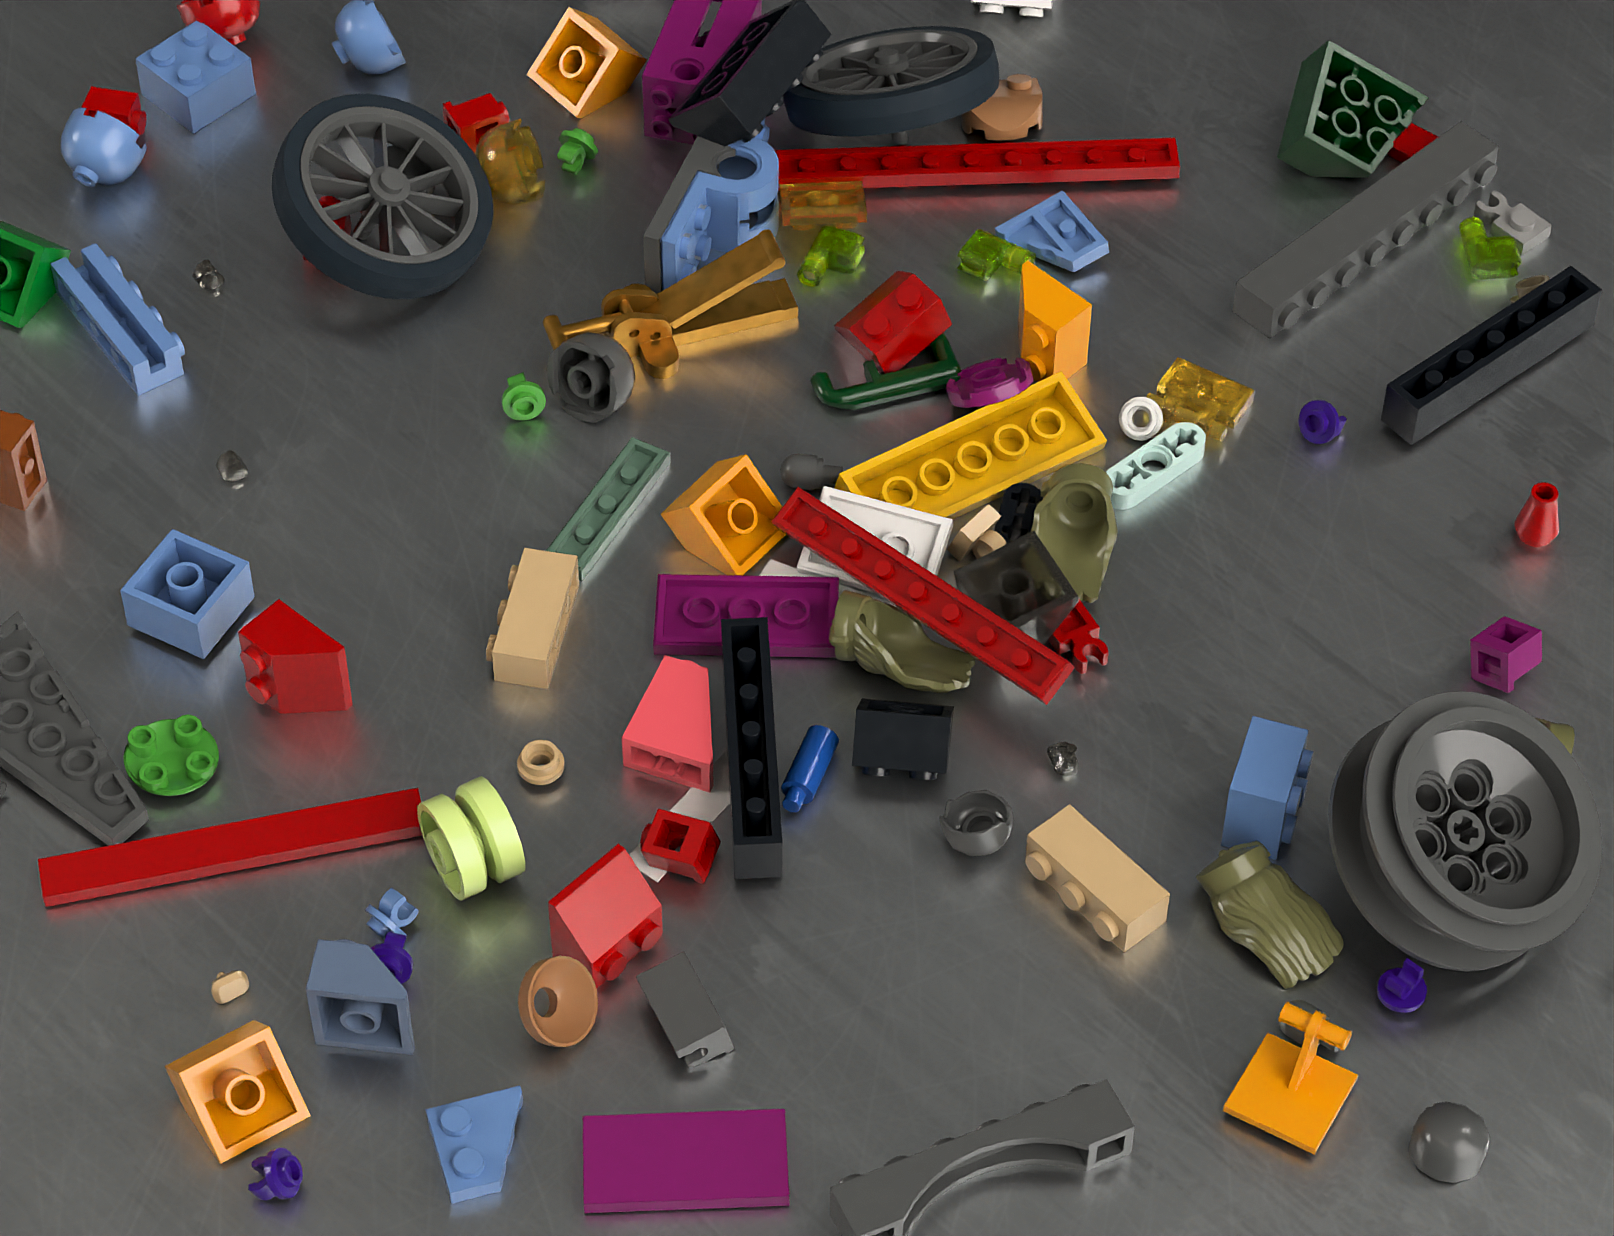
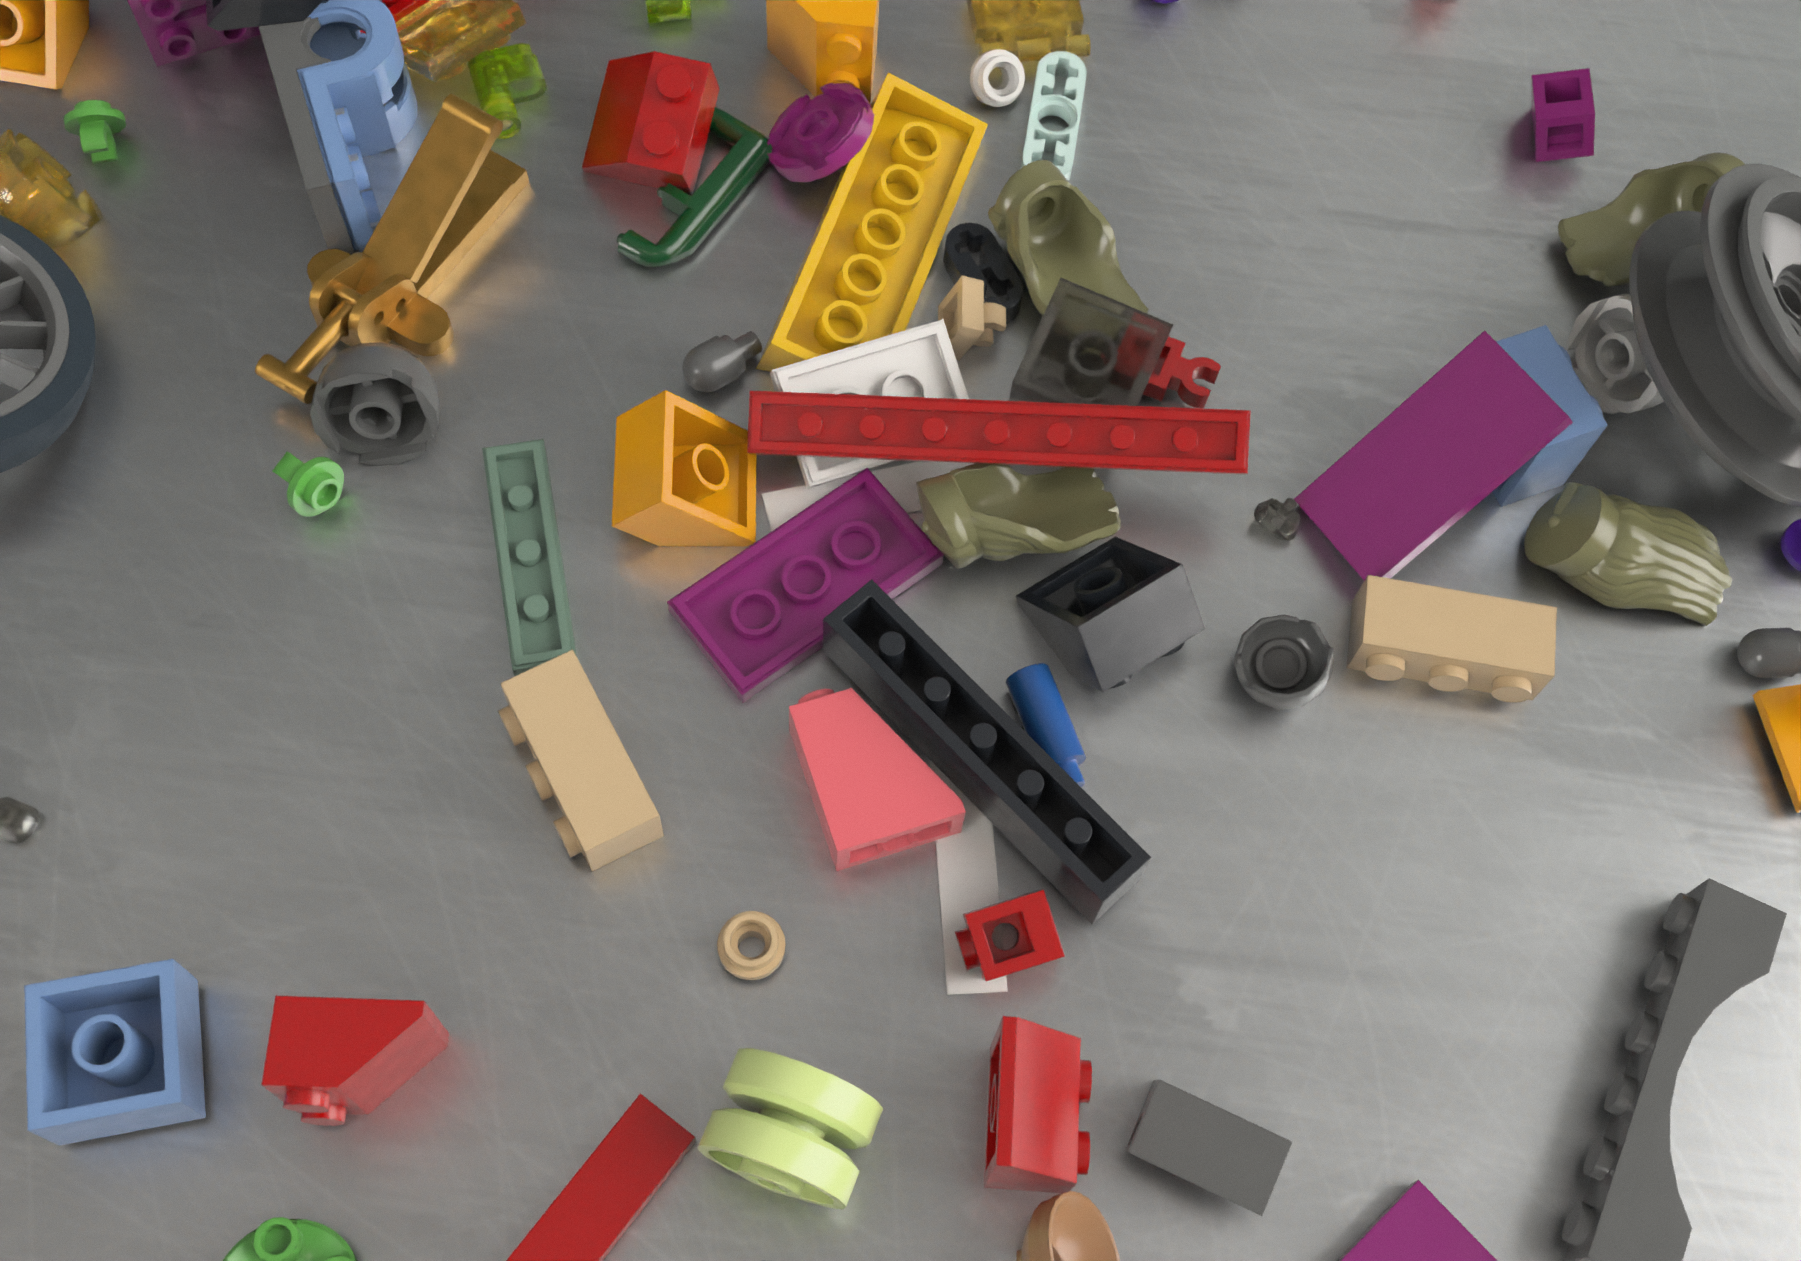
camera: 45 degrees left, 15 degrees up
(1169, 765) = (1432, 459): none -> magenta tile

